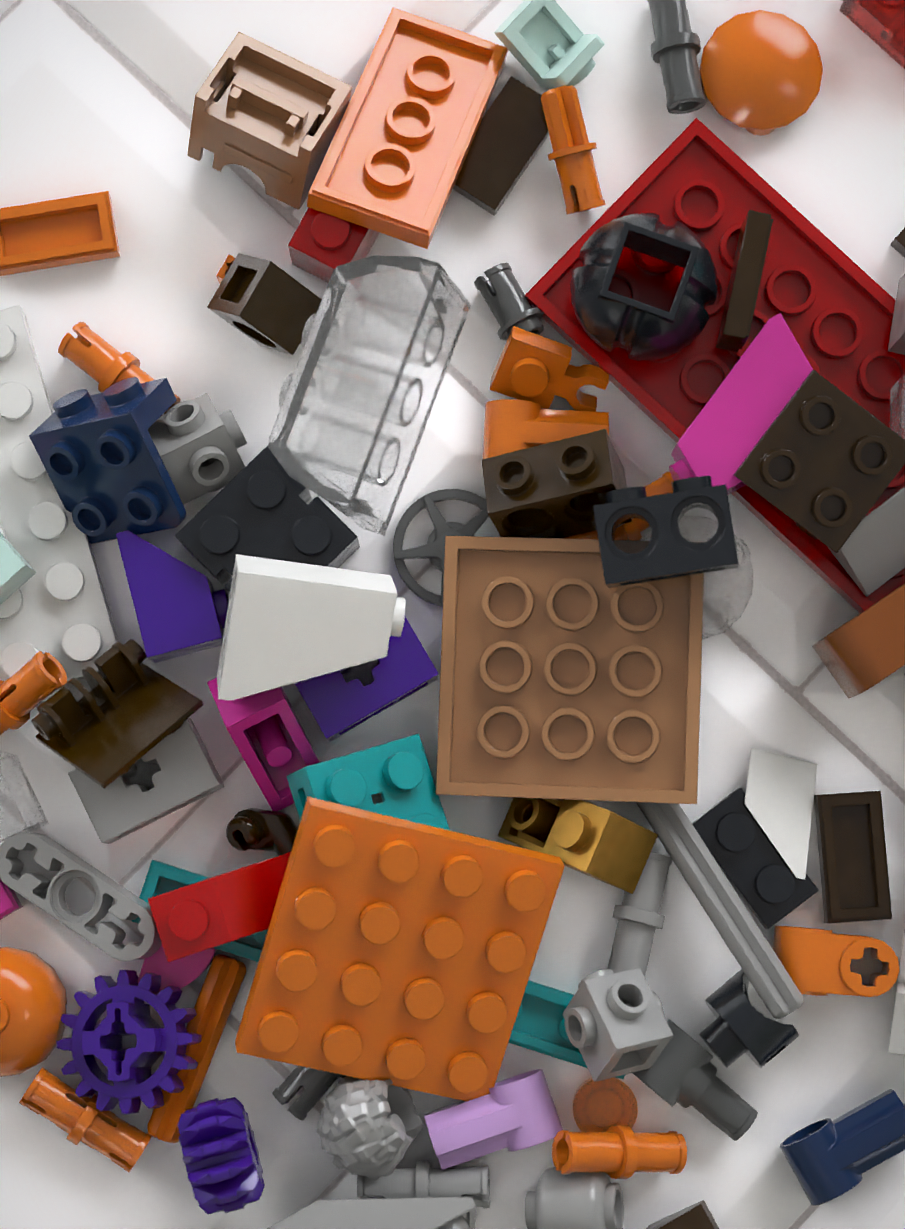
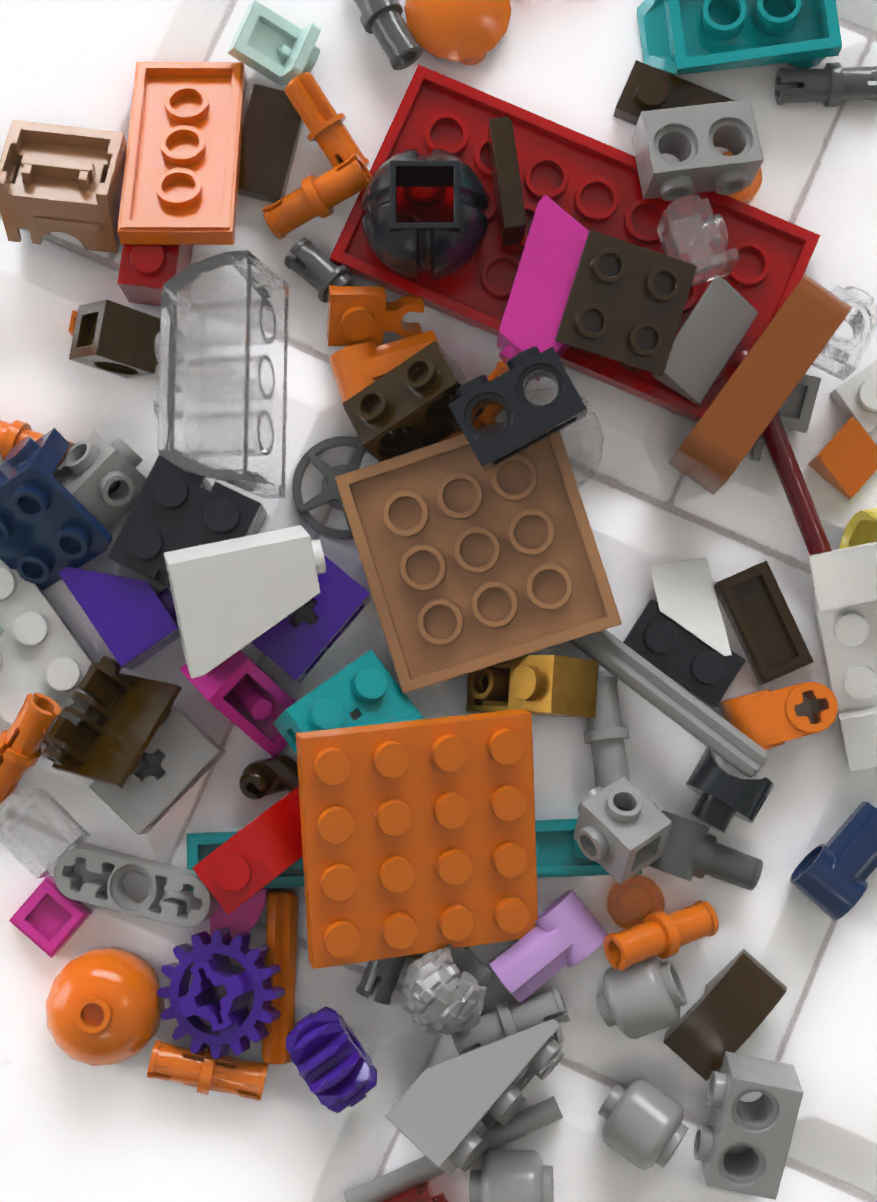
camera: 20 degrees left, 0 degrees up
(535, 224) = (317, 196): none -> orange pin

